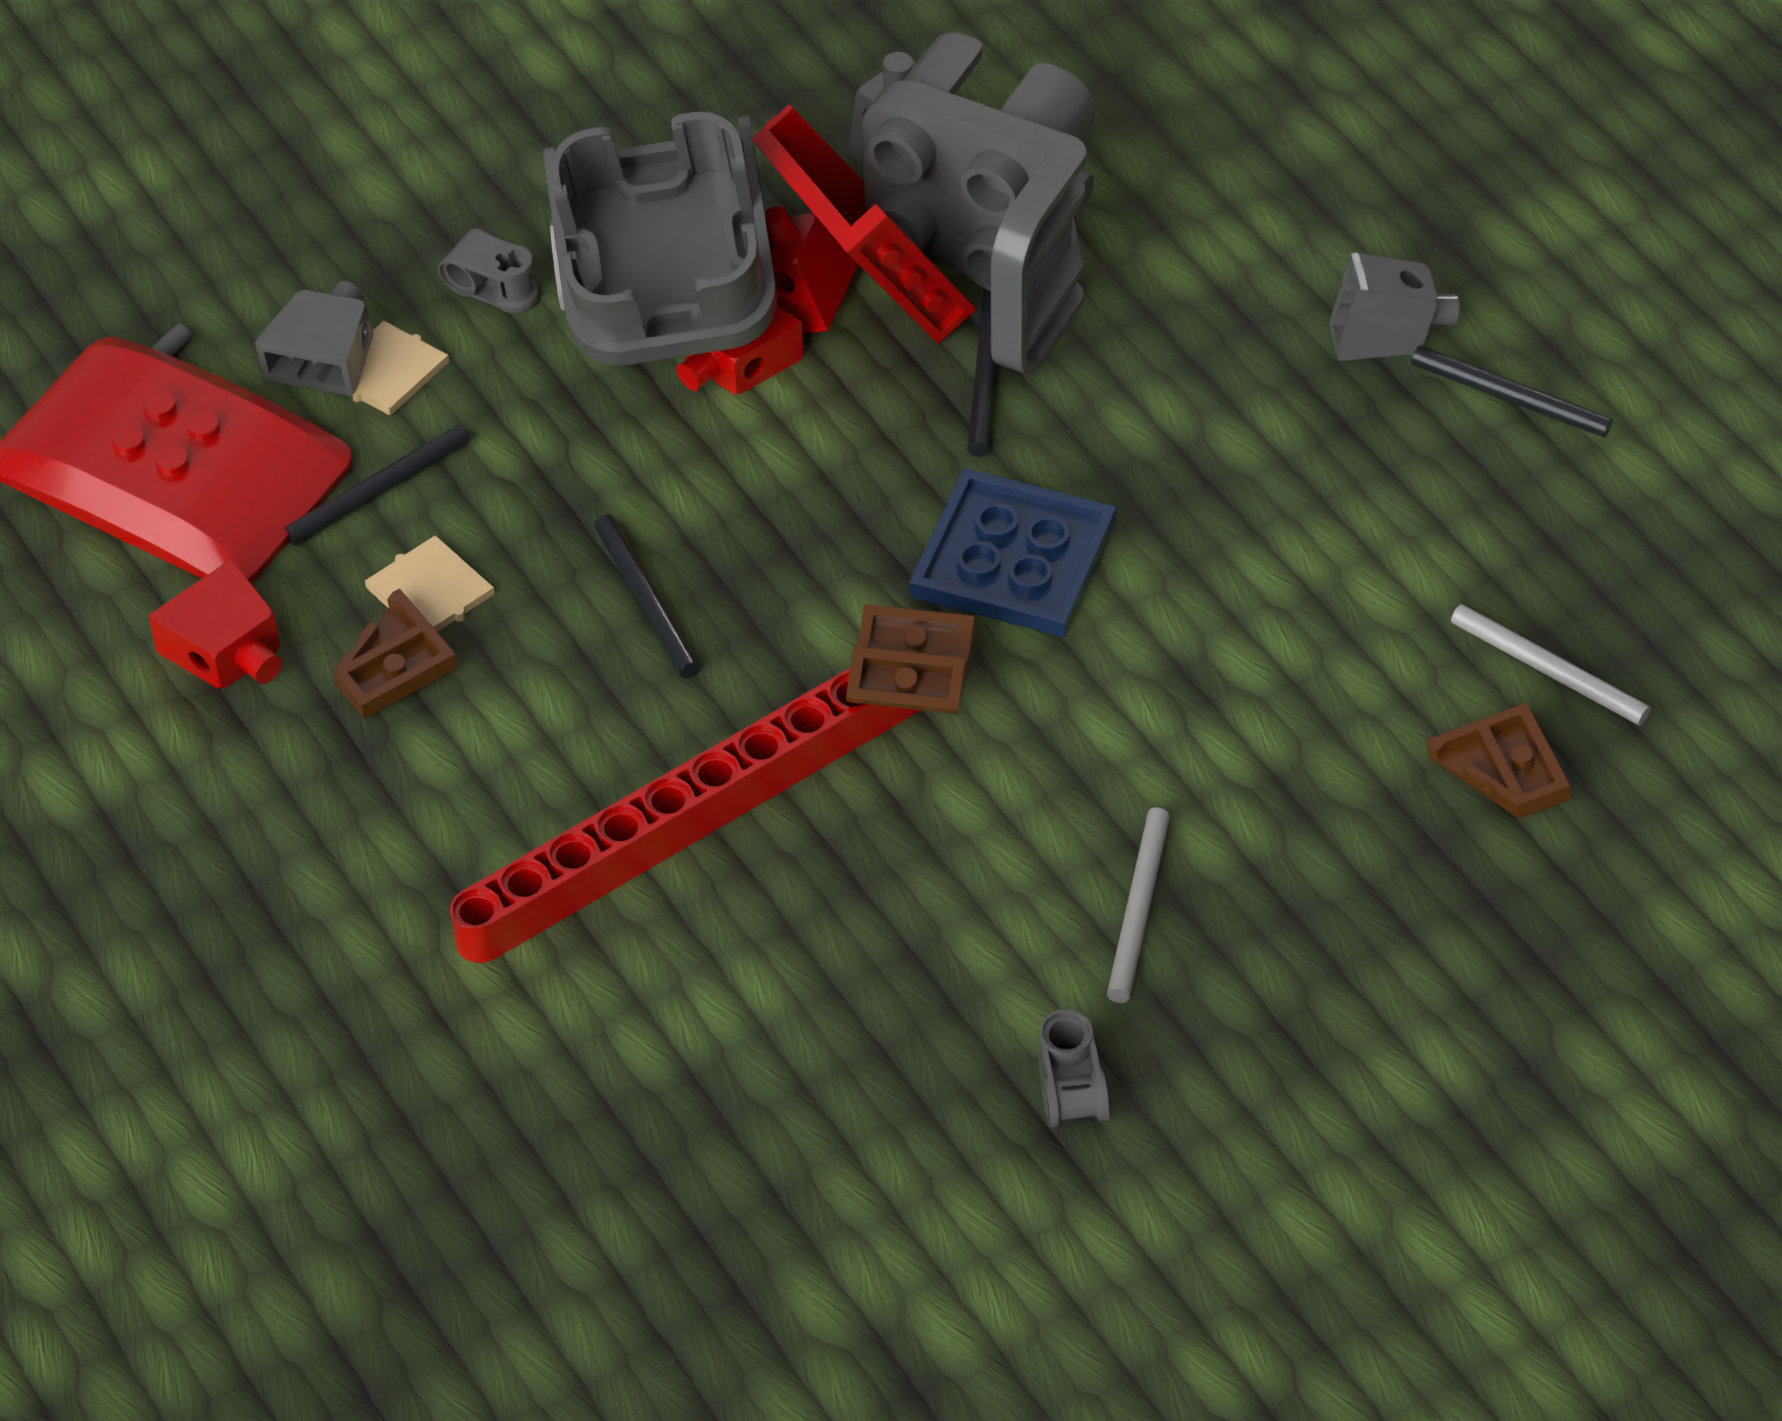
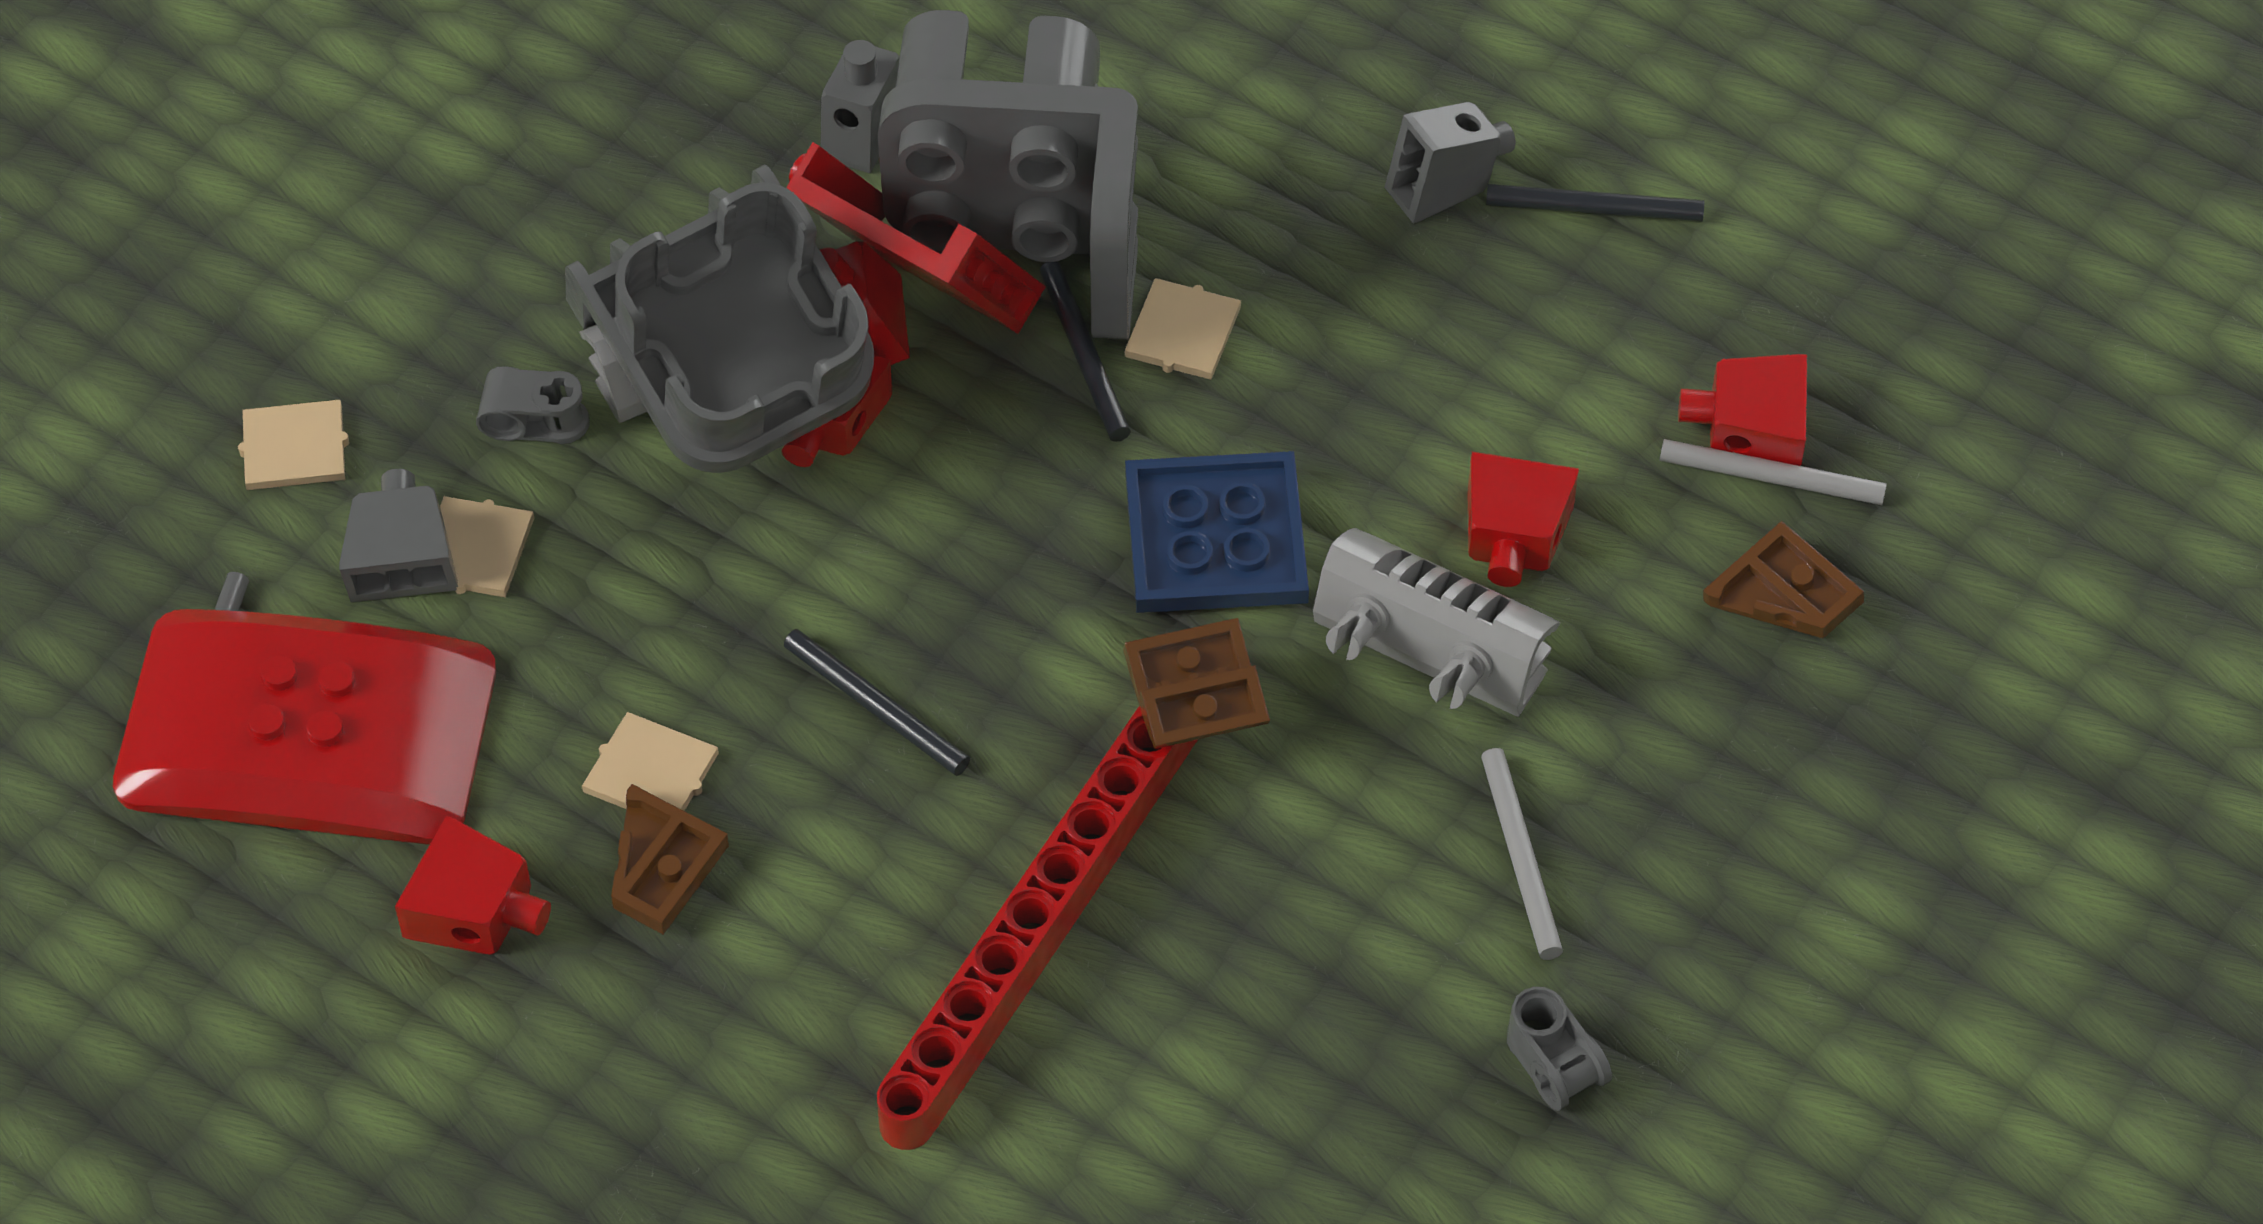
camera: 25 degrees left, 5 degrees up
(287, 244) = (293, 444): none -> tan piece
(376, 484) = (536, 678): black bar -> none
(1082, 382) = (1183, 328): none -> tan piece
(1157, 682) = (1431, 622): none -> light grey piece
(1290, 621) = (1517, 513): none -> red torso
(1558, 601) = (1754, 407): none -> red torso

